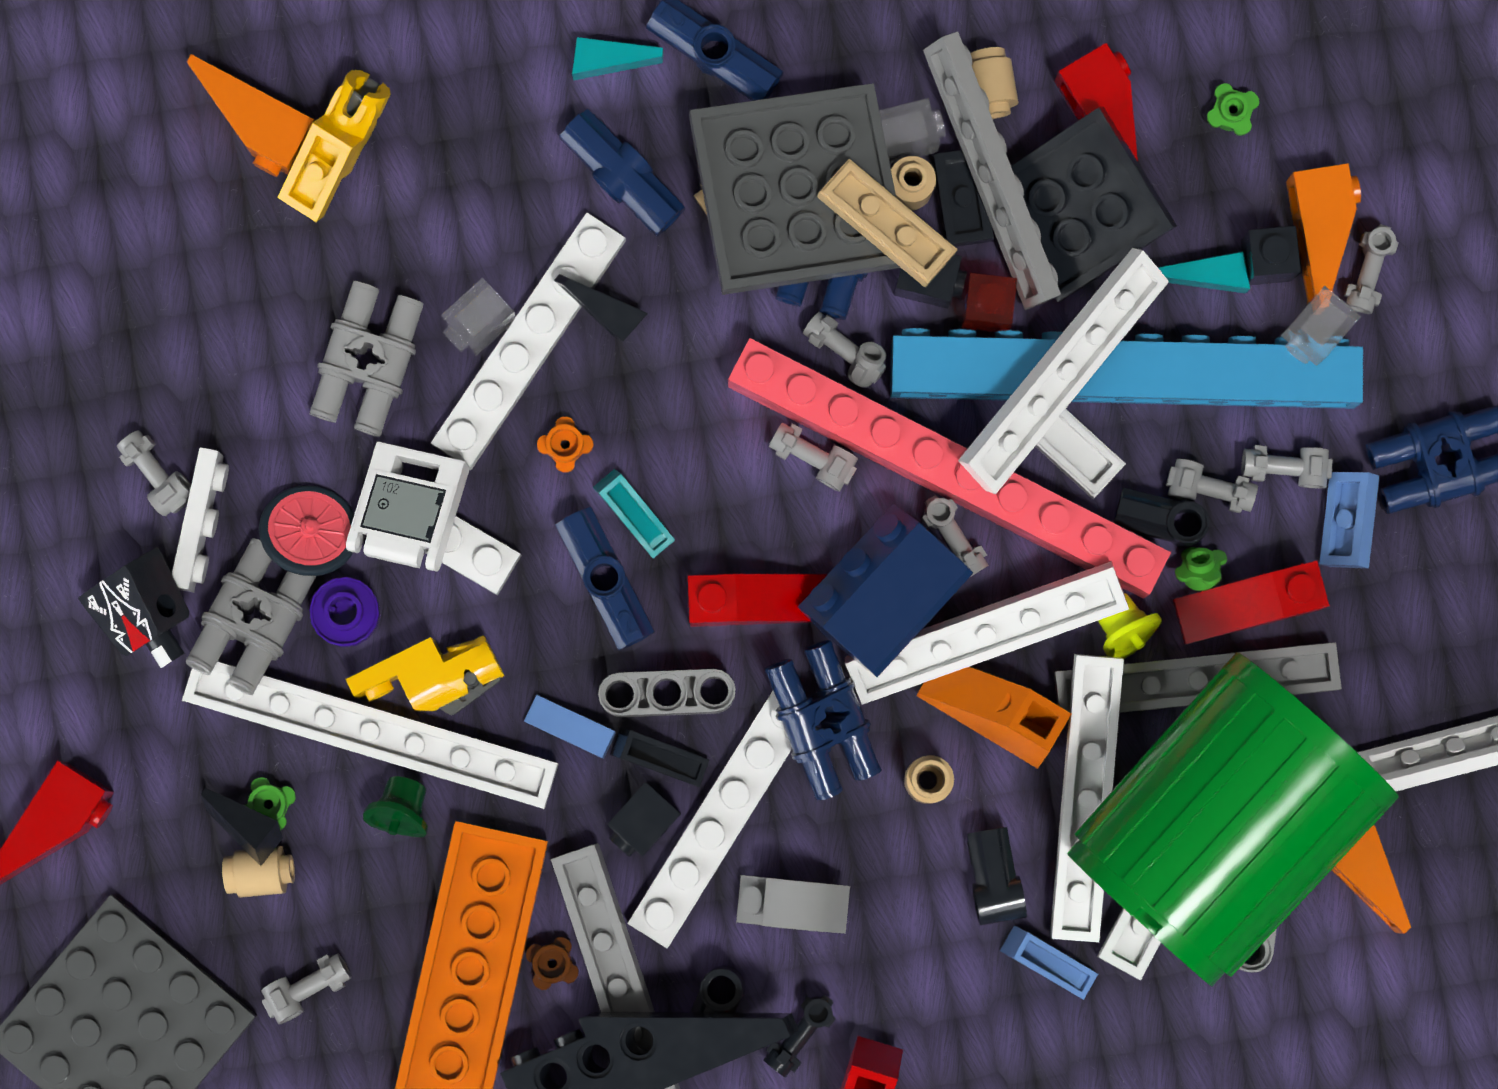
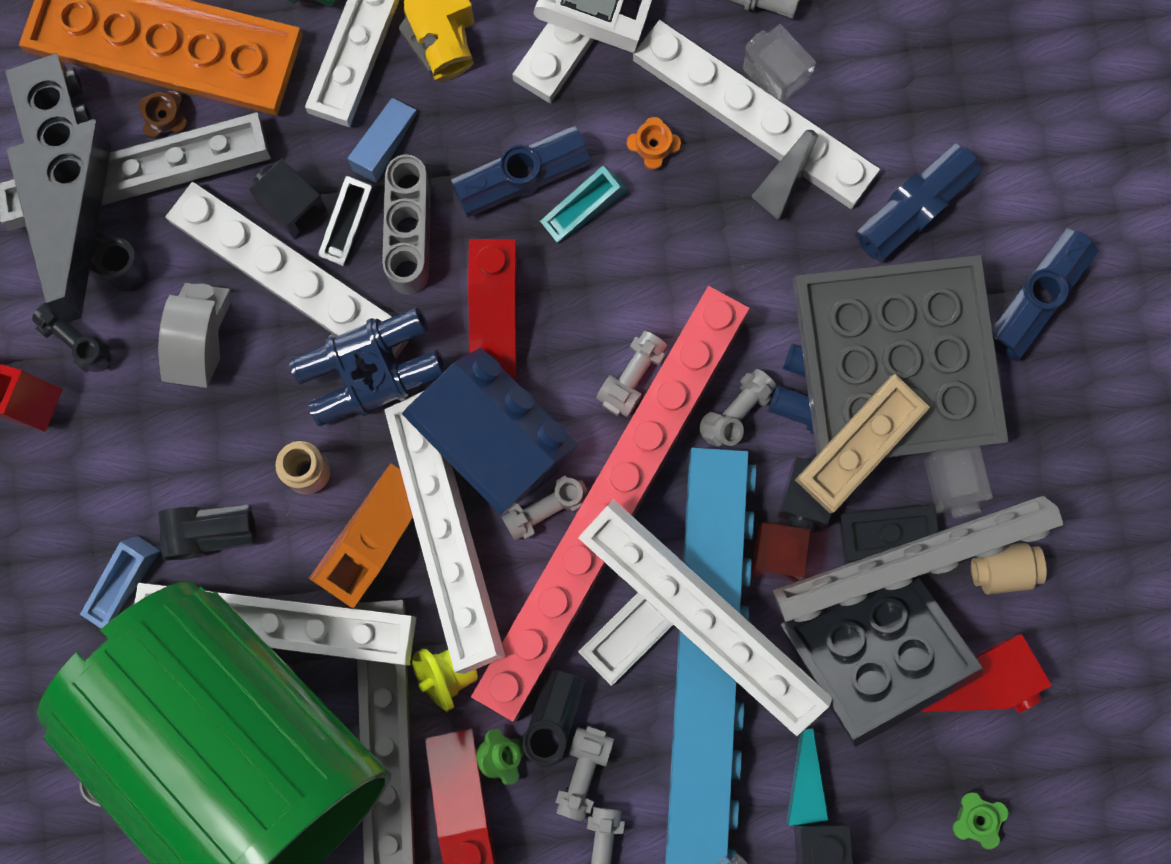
camera: 100 degrees right, 5 degrees down
(606, 57) = (1033, 192): teal piece -> none
(917, 167) = (895, 489): tan brick -> none

